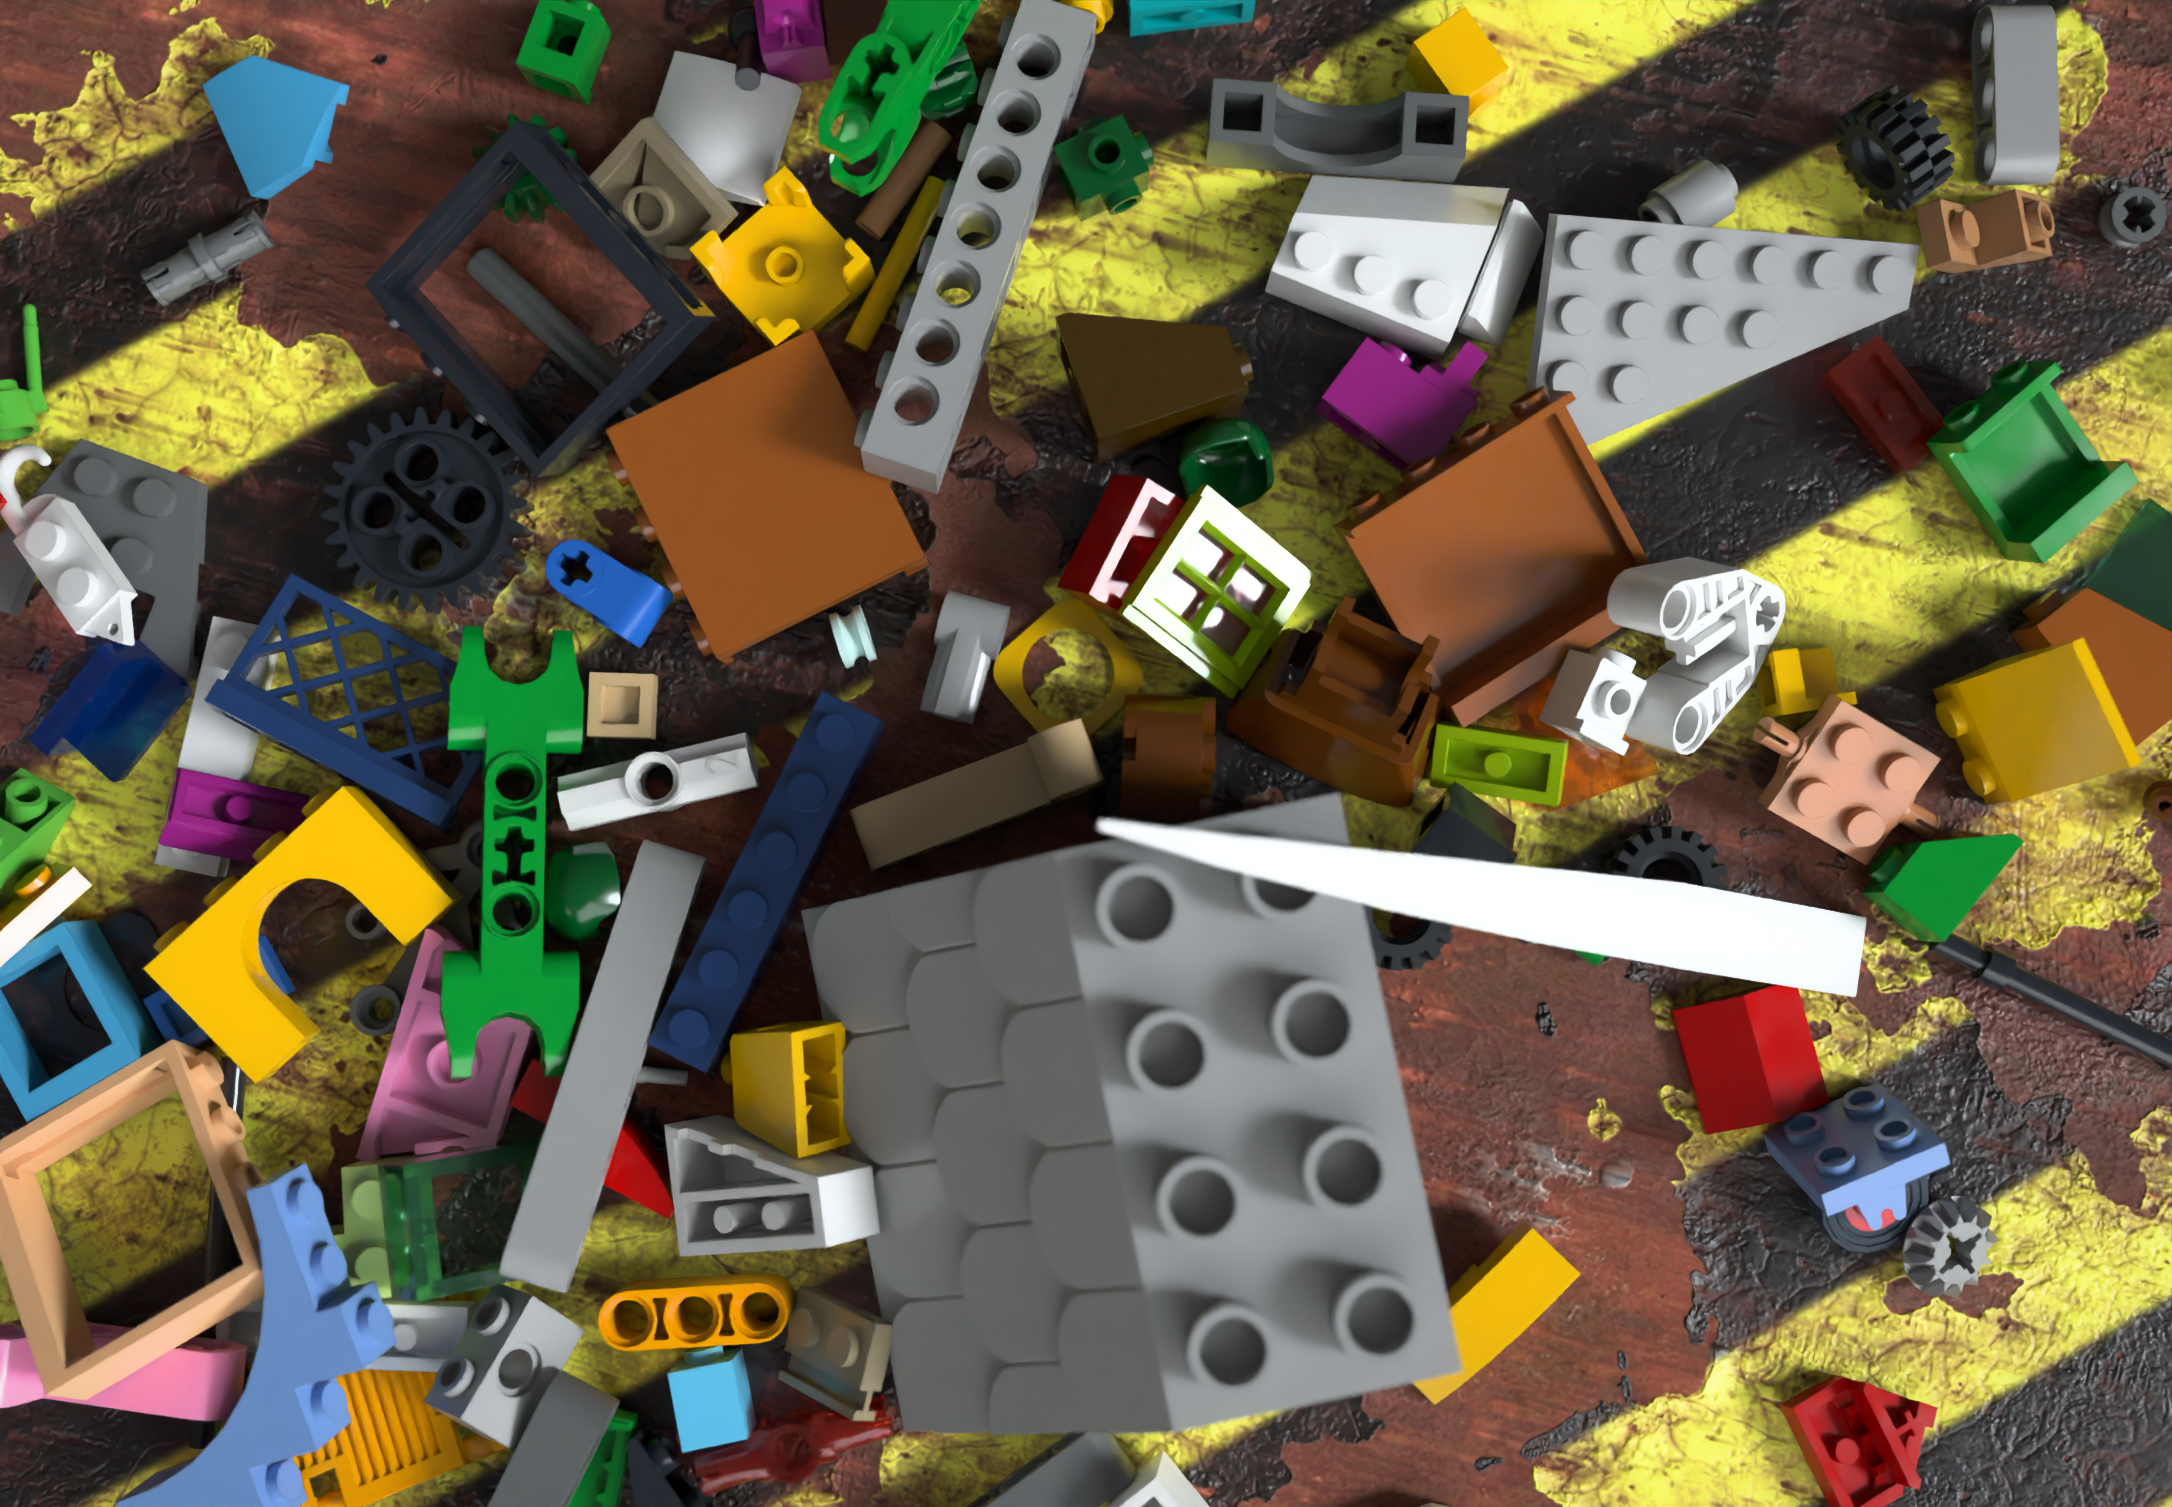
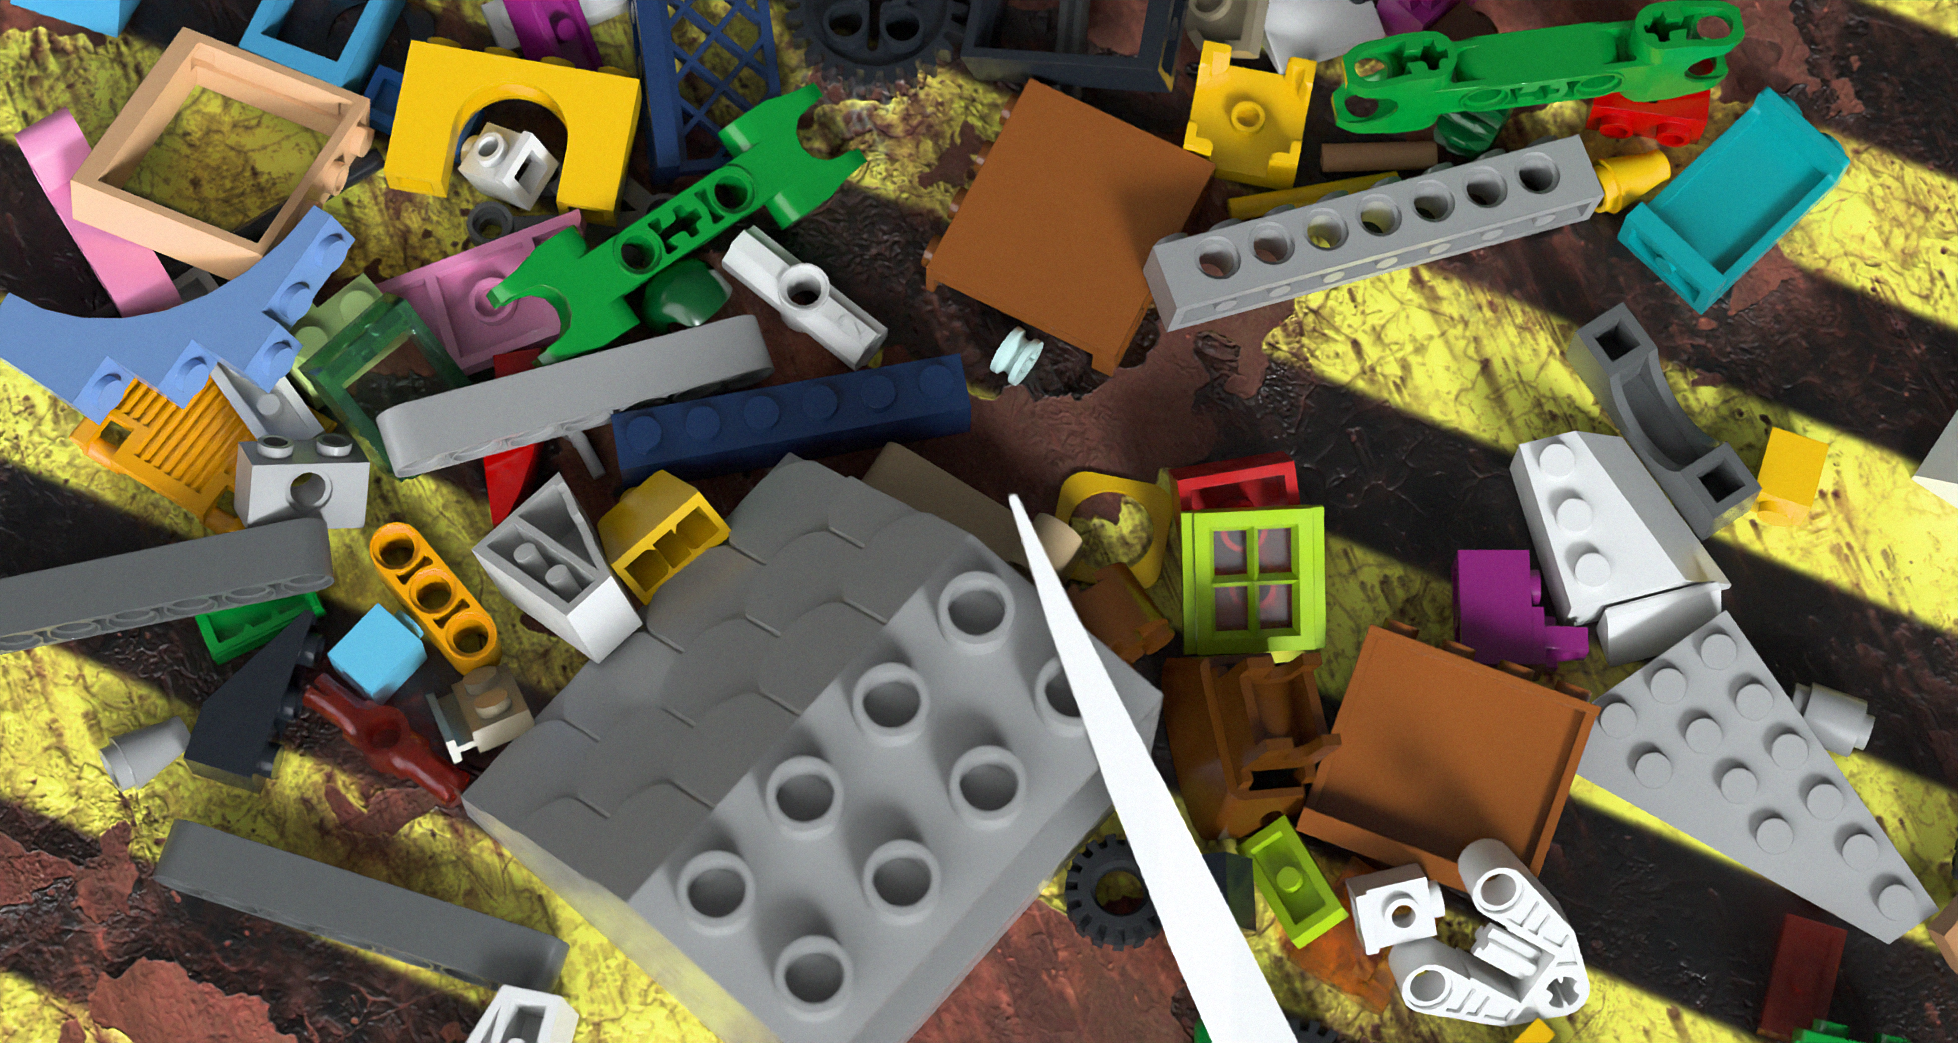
camera: 50 degrees right, 15 degrees down
(317, 963) = (496, 157): none -> white brick
(614, 595) = (916, 170): blue piece -> none
(622, 705) = (840, 235): tan plate -> none
(966, 642) = (1078, 437): light grey piece -> none
(1103, 166) = (1500, 281): dark green brick -> none
(1148, 378) = (1368, 420): dark brown slope -> none
(1228, 458) = (1357, 521): dark green hair -> none

